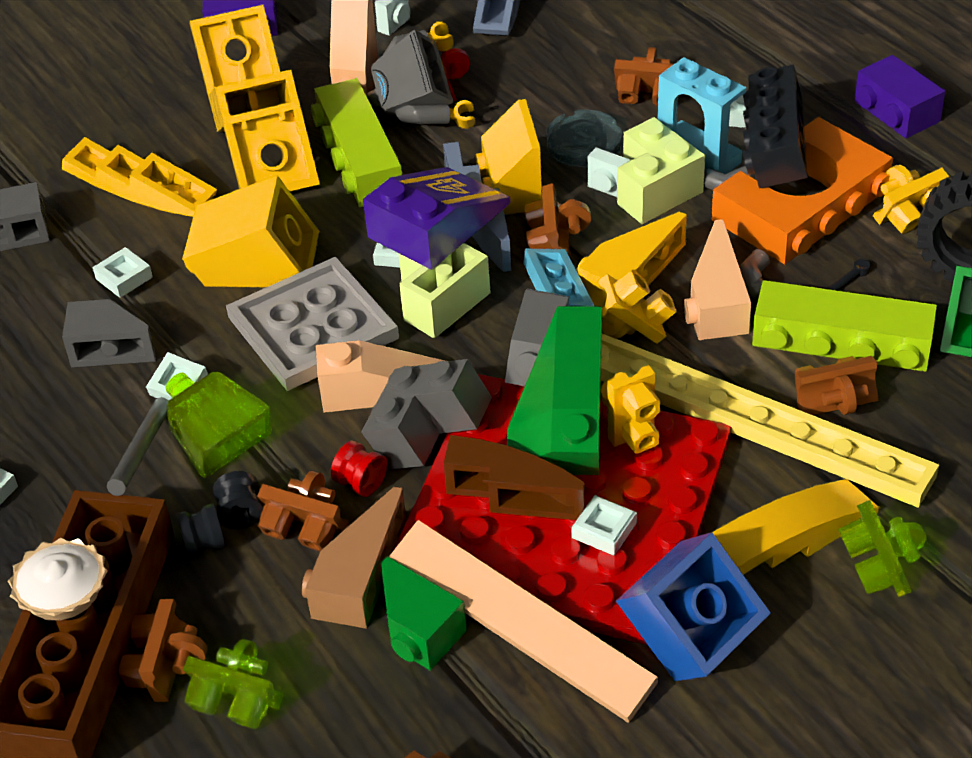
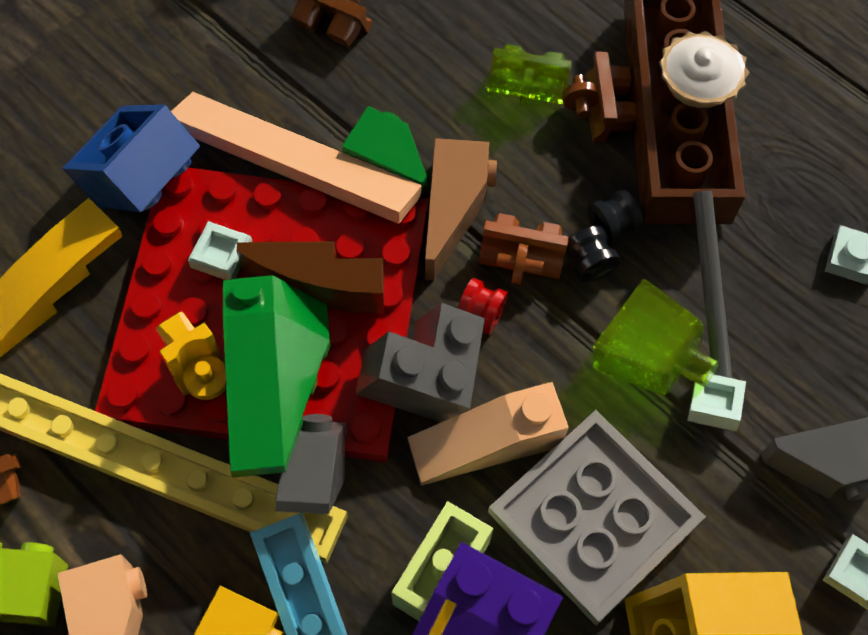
camera: 165 degrees right, 20 degrees up
(628, 311) = (203, 562): yellow hips -> none

